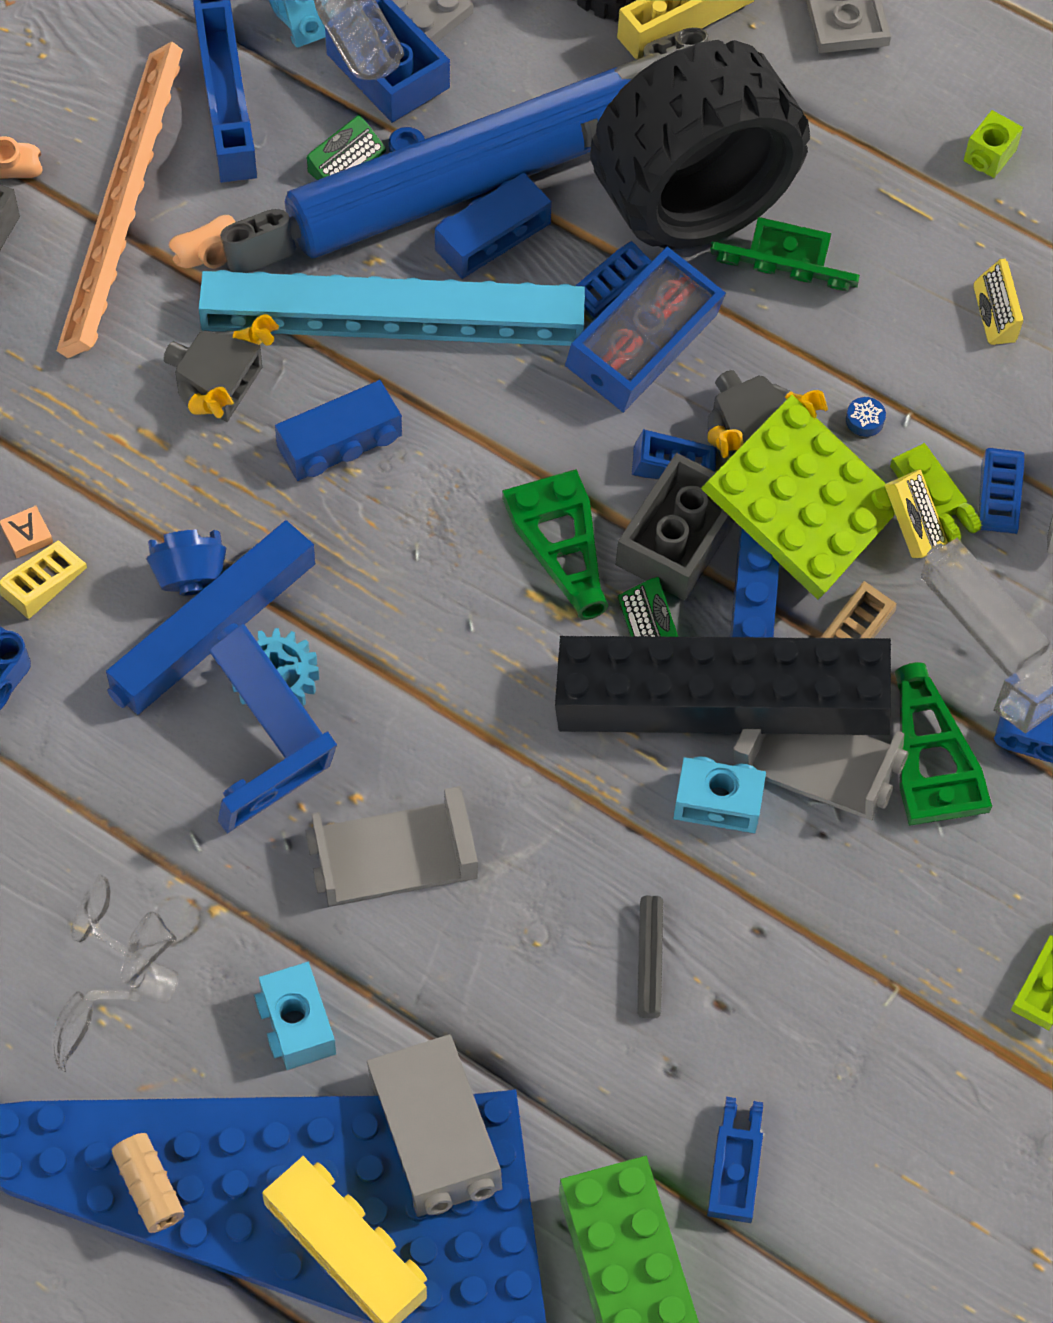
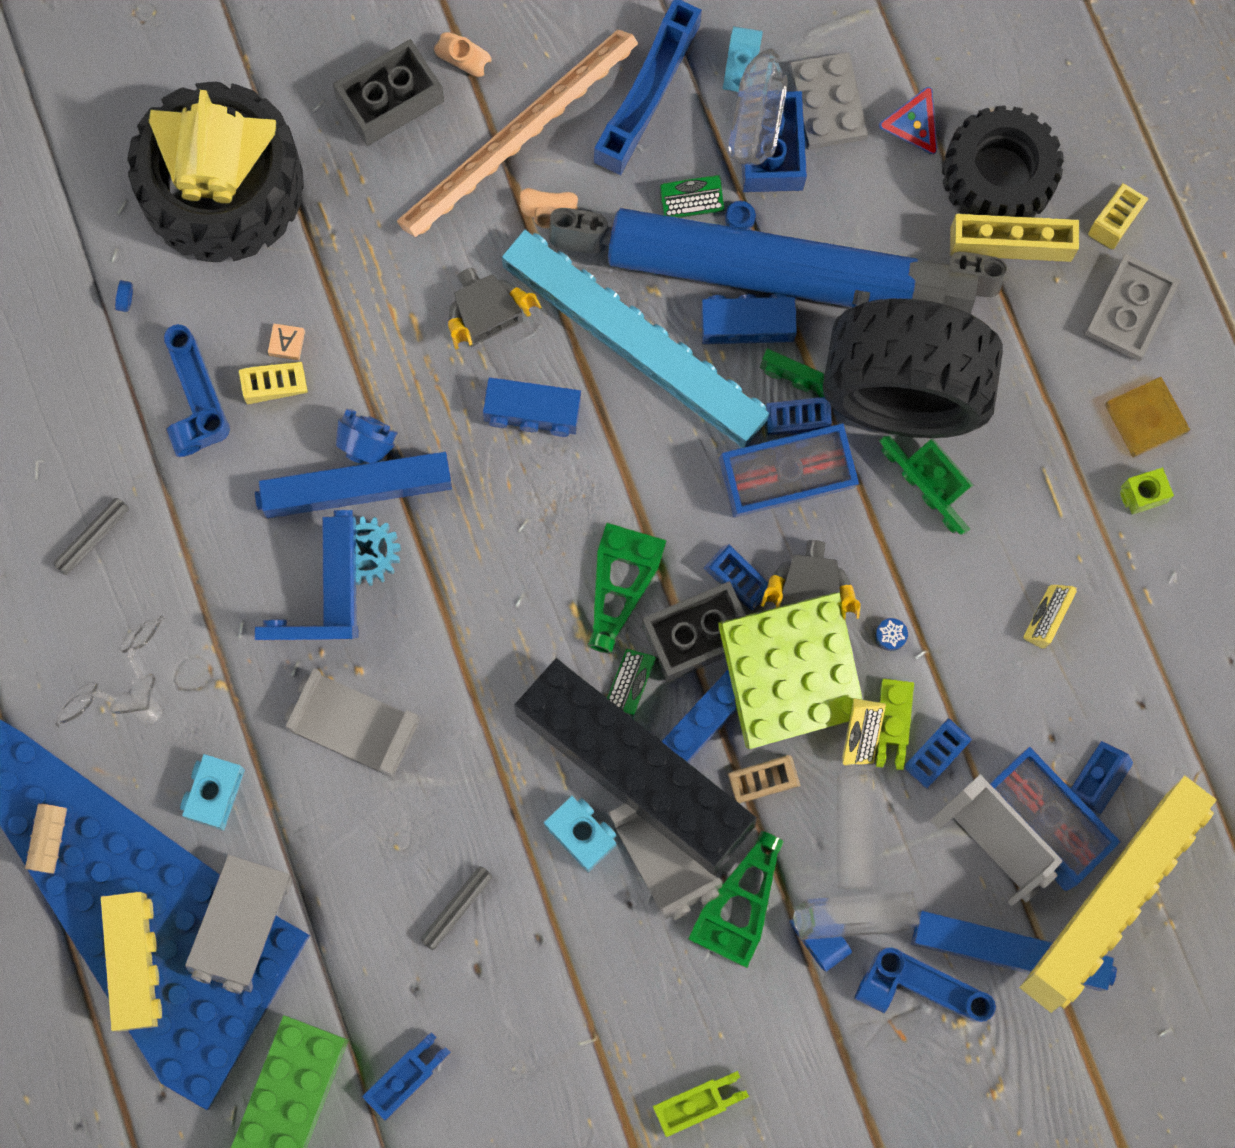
camera: 35 degrees right, 15 degrees up
(580, 242) = (801, 375): none -> green hinge
(936, 87) = (1147, 417): none -> clear yellow plate

